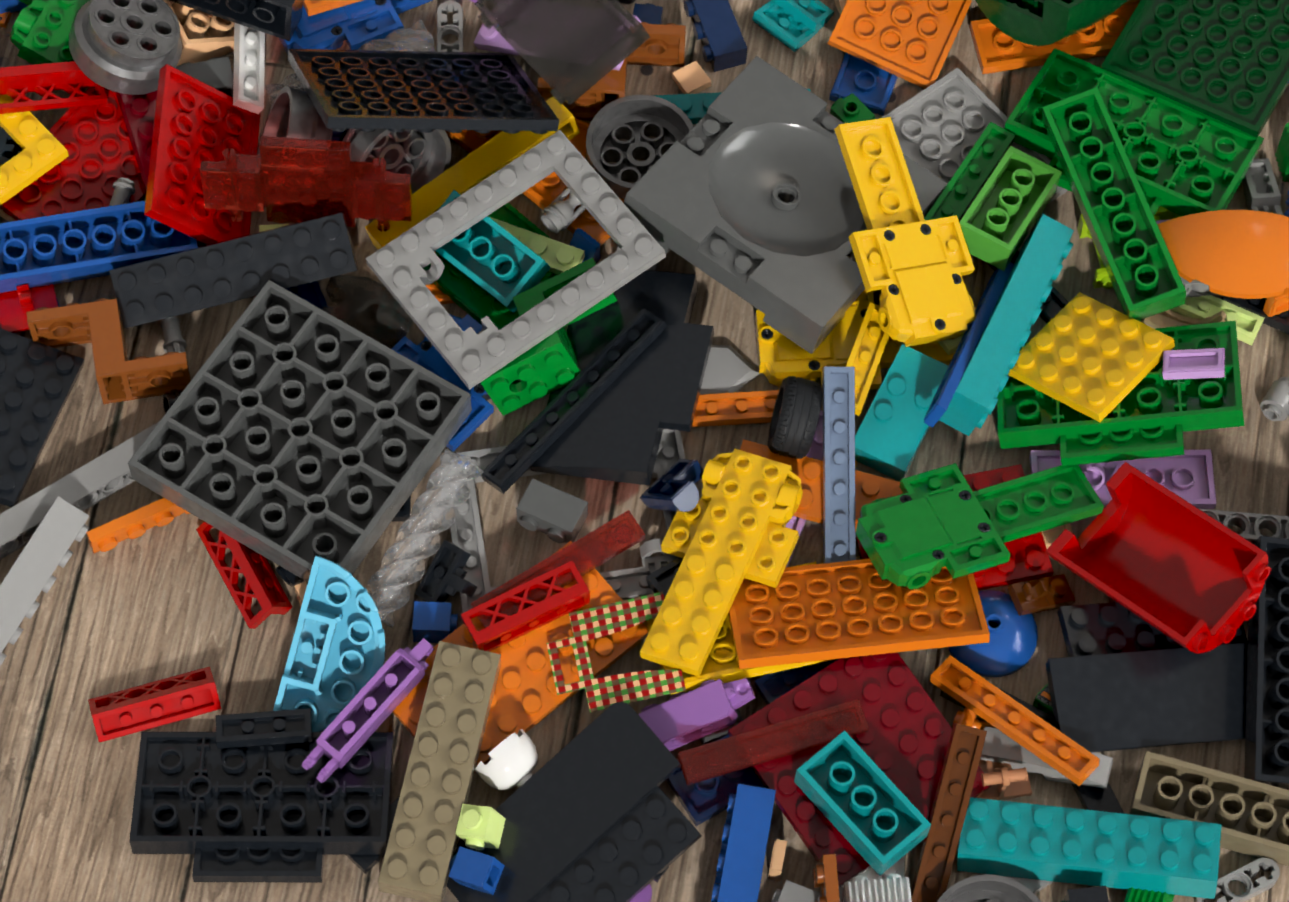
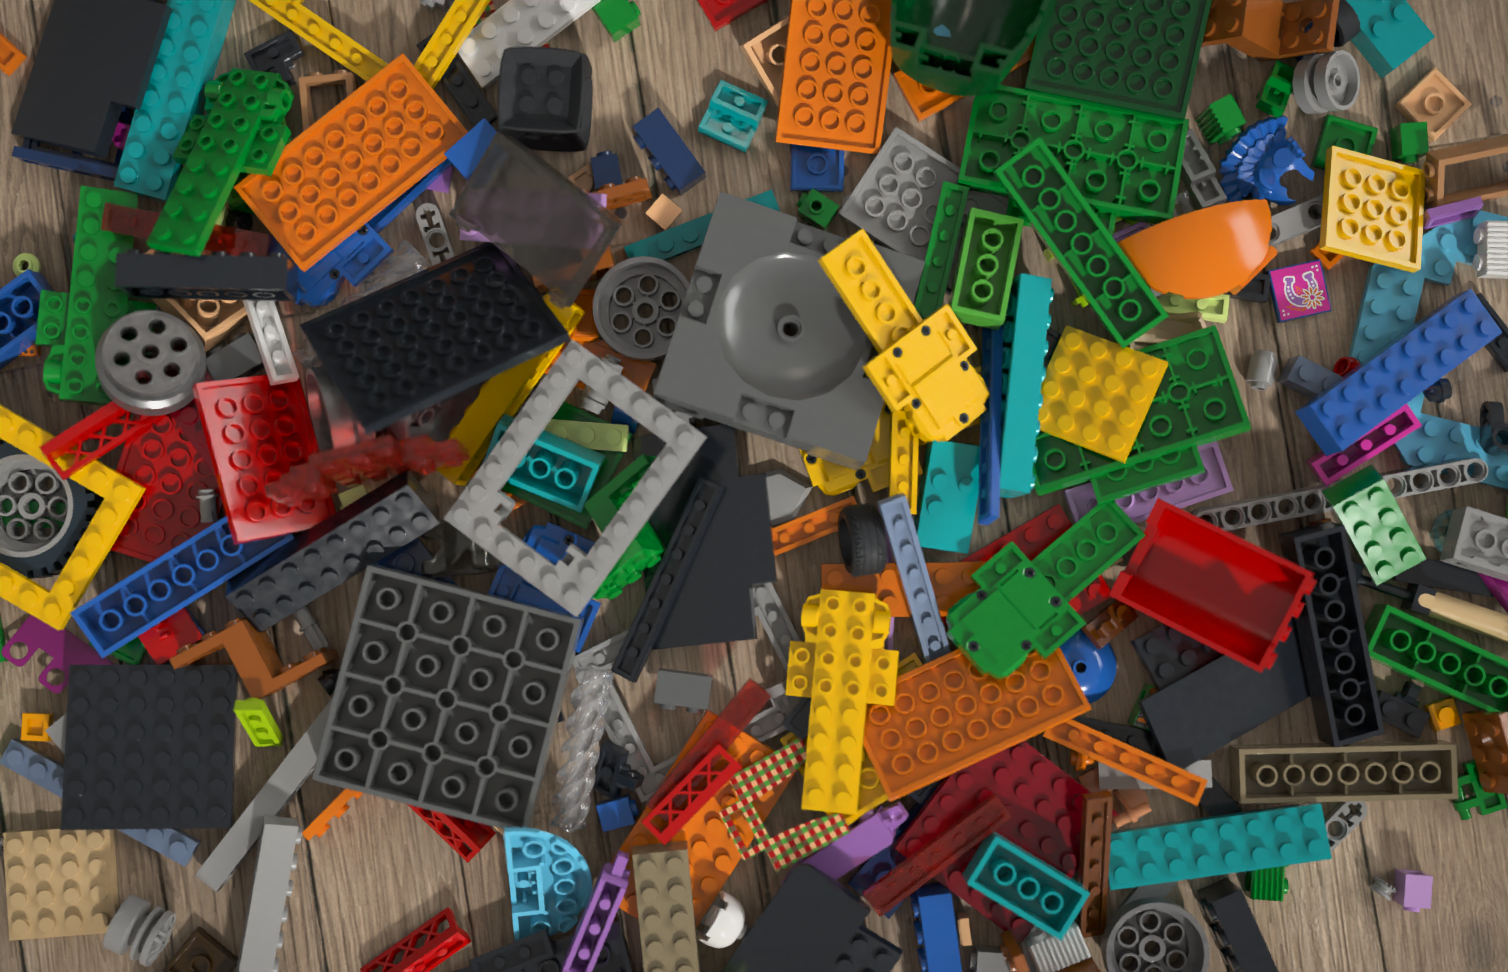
camera: 15 degrees left, 25 degrees up
(89, 407) = (258, 722): none -> lime plate
(675, 488) = (774, 637): dark blue brick -> none
(1193, 363) = (1192, 383): lavender tile -> none

